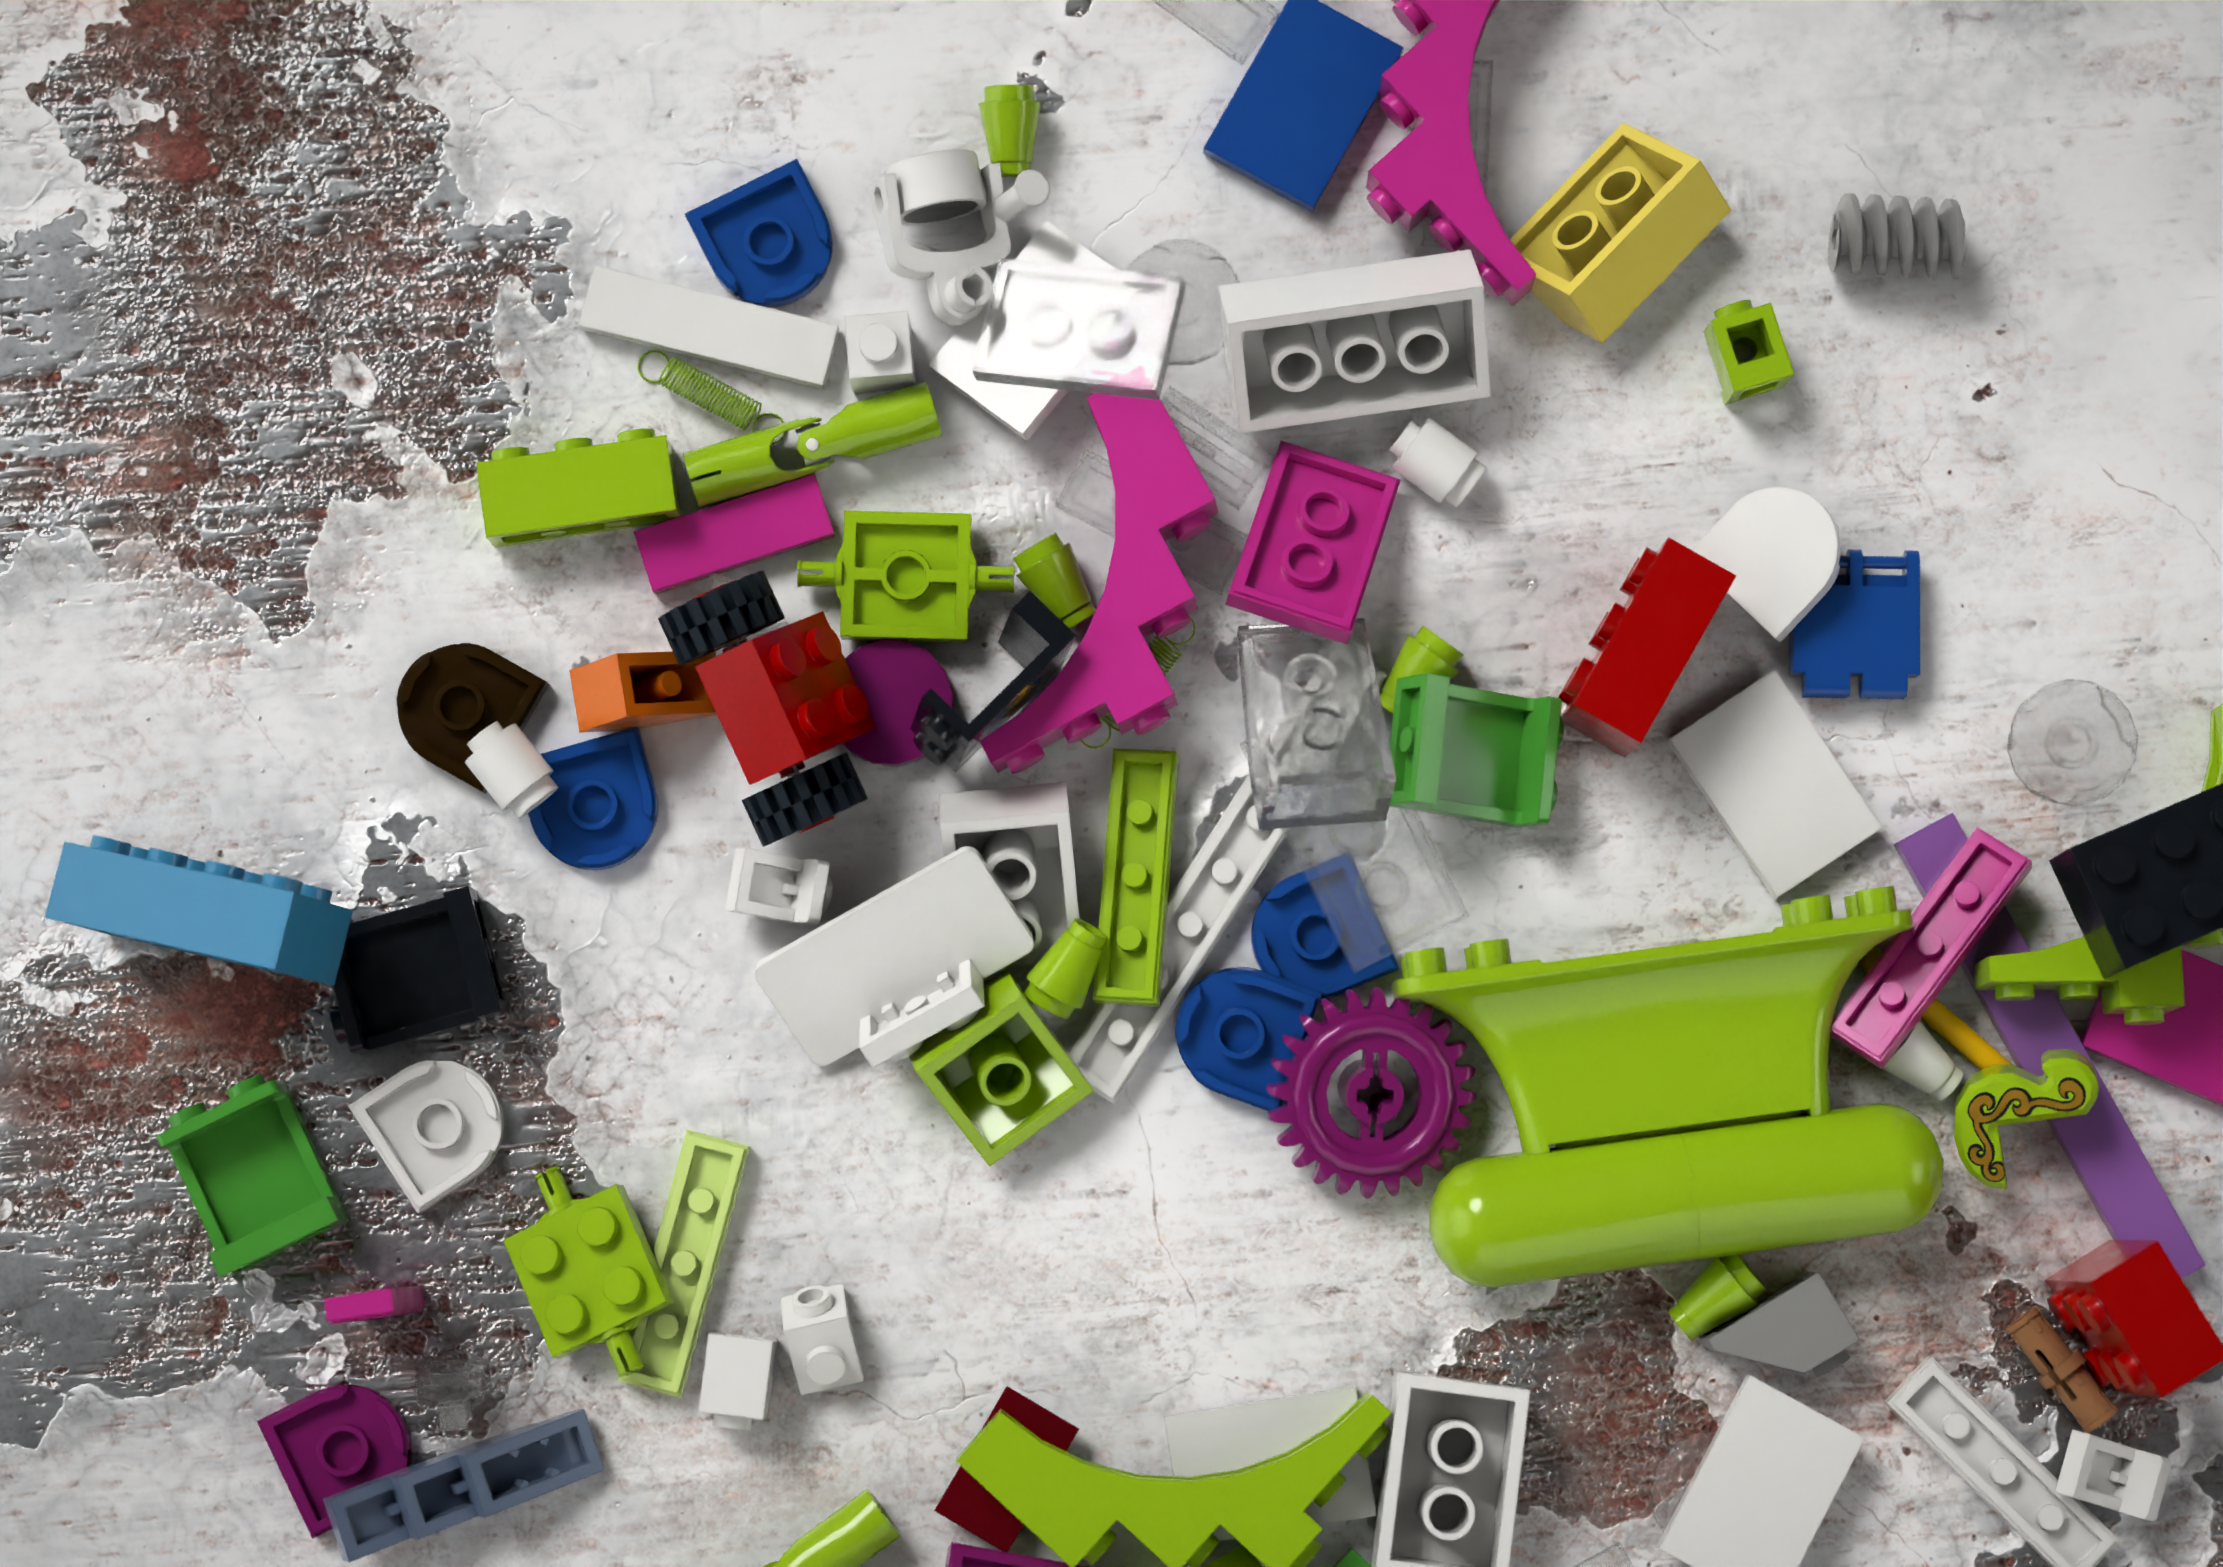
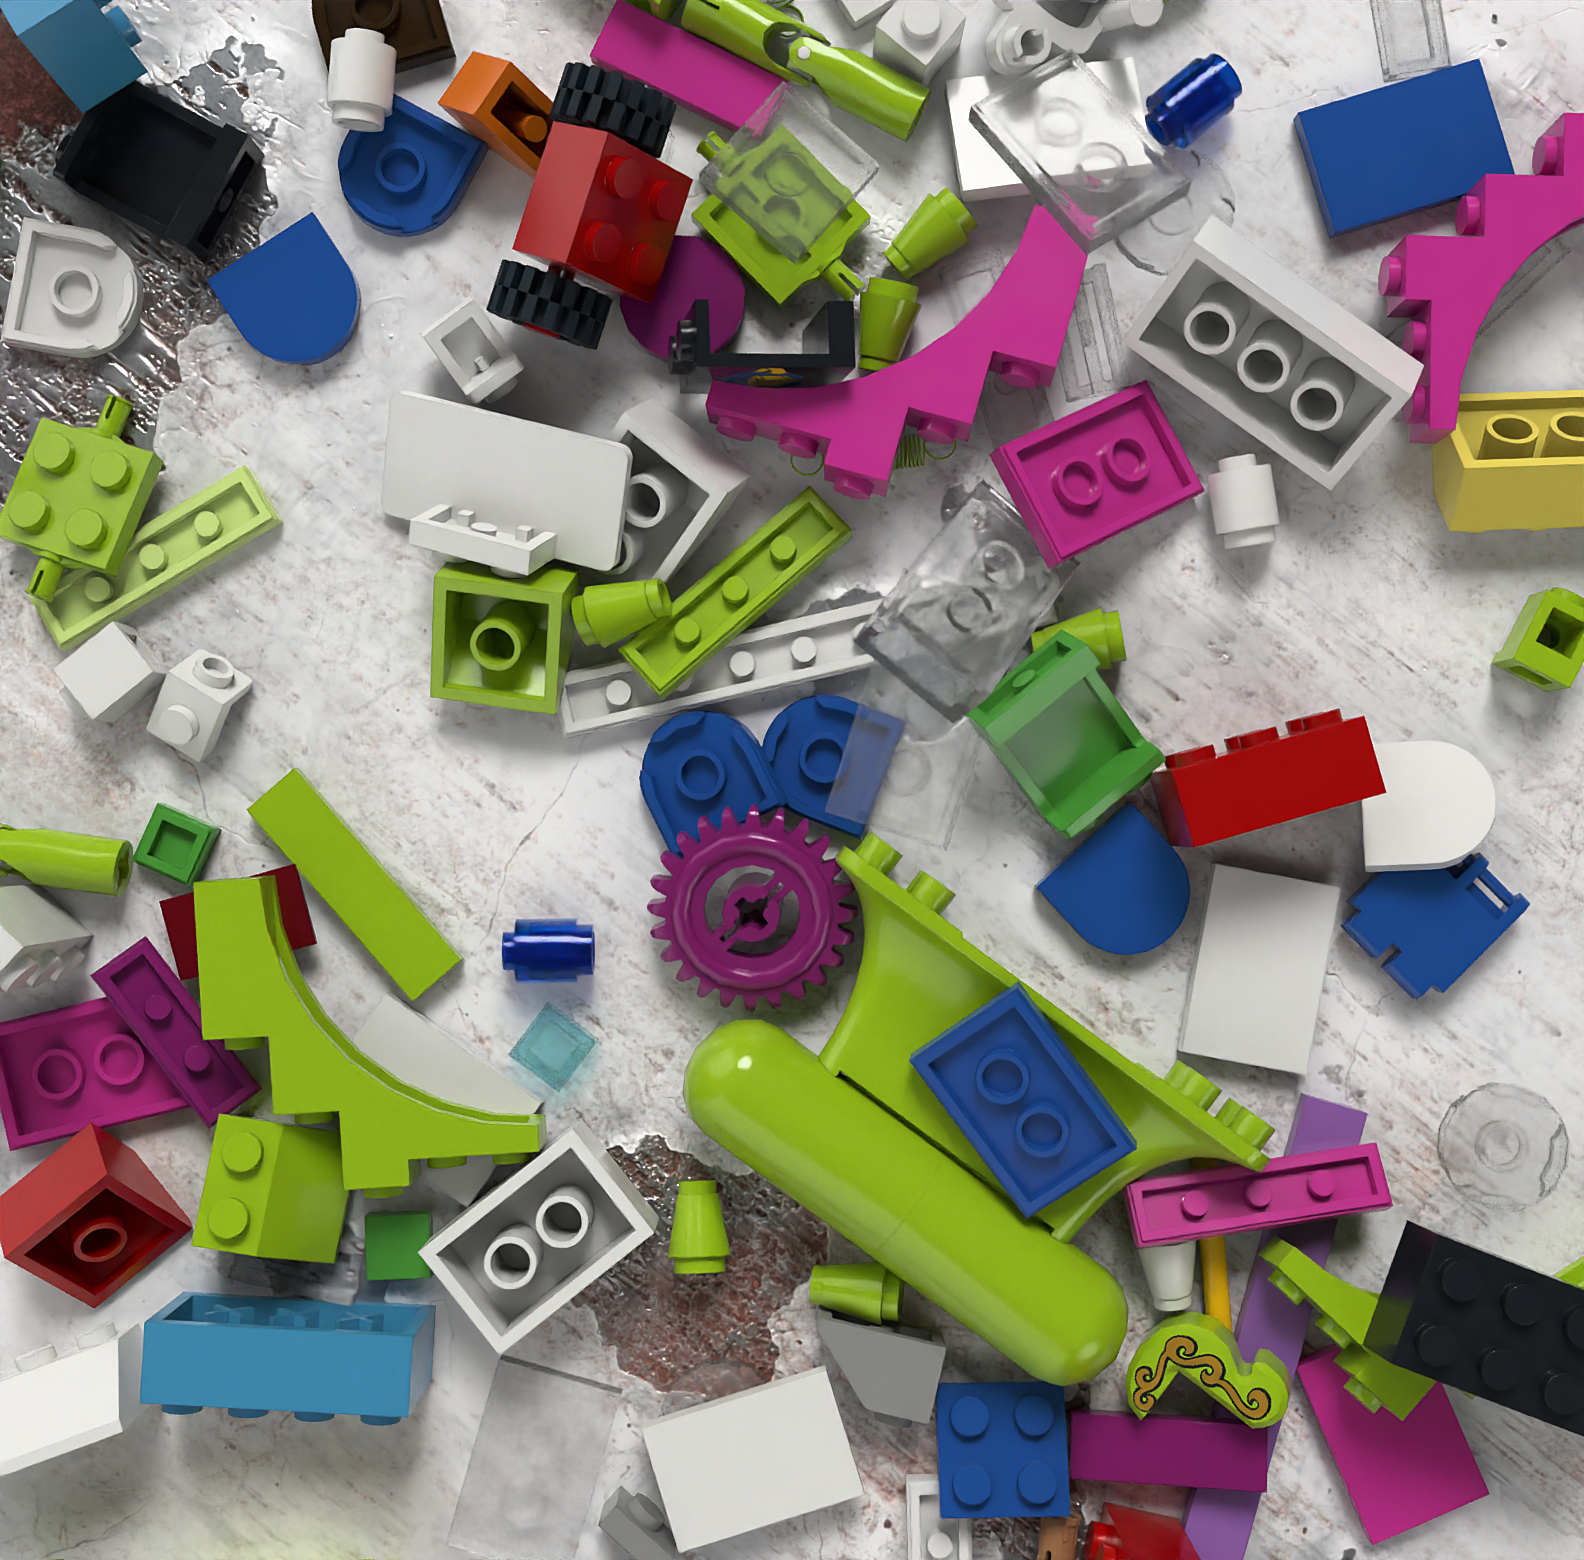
camera: 45 degrees right, 5 degrees up
(601, 973) = (292, 295): none -> blue tile
(884, 540) = (788, 172): none -> clear tile
(903, 1459) = (176, 844): none -> bright green tile
(1025, 485) = (930, 234): none -> lime cone
(1063, 1360) = (355, 884): none -> lime tile
(1121, 212) = (1192, 101): none -> clear blue brick
(1254, 1267) = (549, 950): none -> clear blue brick
(1324, 1337) = (553, 1046): none -> clear light blue tile
(1559, 1366) = (698, 1229): none -> lime cone
(1618, 820) = (1121, 886): none -> blue tile
(1697, 1037) = (1023, 1100): none -> blue tile
(1931, 1310) = (1001, 1450): none -> blue plate
(2049, 1193) = (1168, 1450): none -> magenta tile

